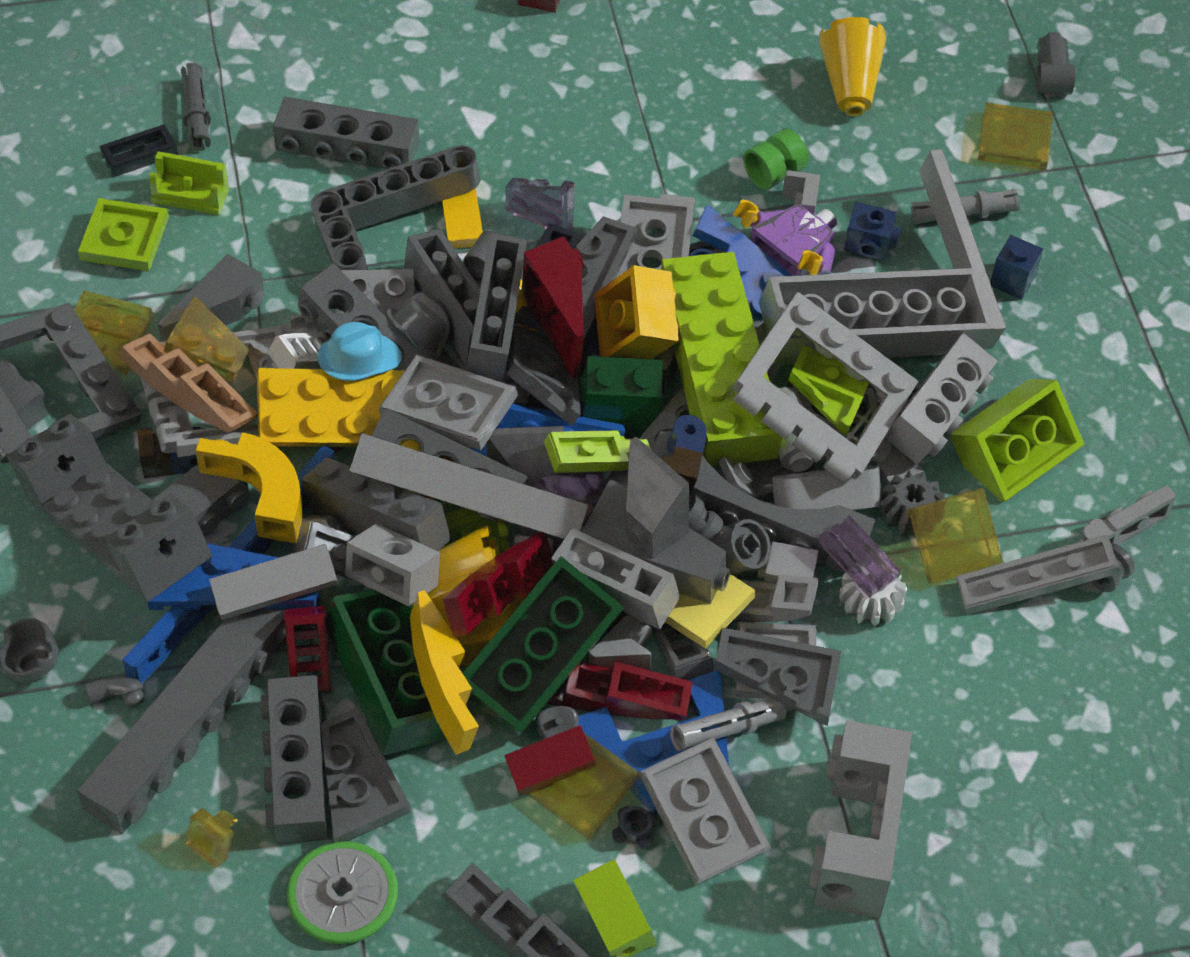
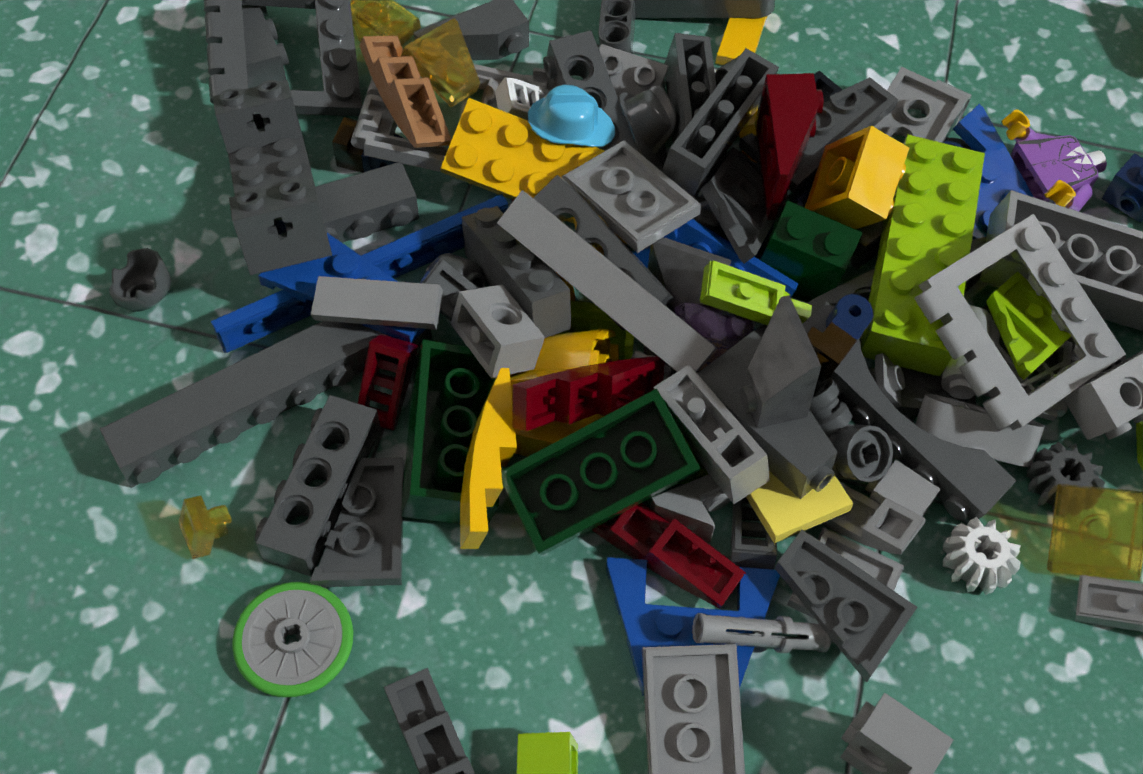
camera: 25 degrees right, 5 degrees up
(116, 685) = (199, 343): dark grey arm -> none
(267, 470) = (430, 225): yellow arch -> none
(541, 202) = (820, 48): wing -> none
(550, 760) = (559, 593): dark red tile -> none
(556, 720) = (589, 555): dark grey piece -> none
(591, 795) = (582, 630): clear yellow tile -> none
(635, 816) = (617, 688): black plate -> none
(772, 158) = (1069, 87): bright green wheel -> none
(802, 188) = (1084, 123): light grey bracket -> none
(864, 552) = (996, 507): clear purple tile -> none
(896, 464) = (1066, 431): light grey tile -> none

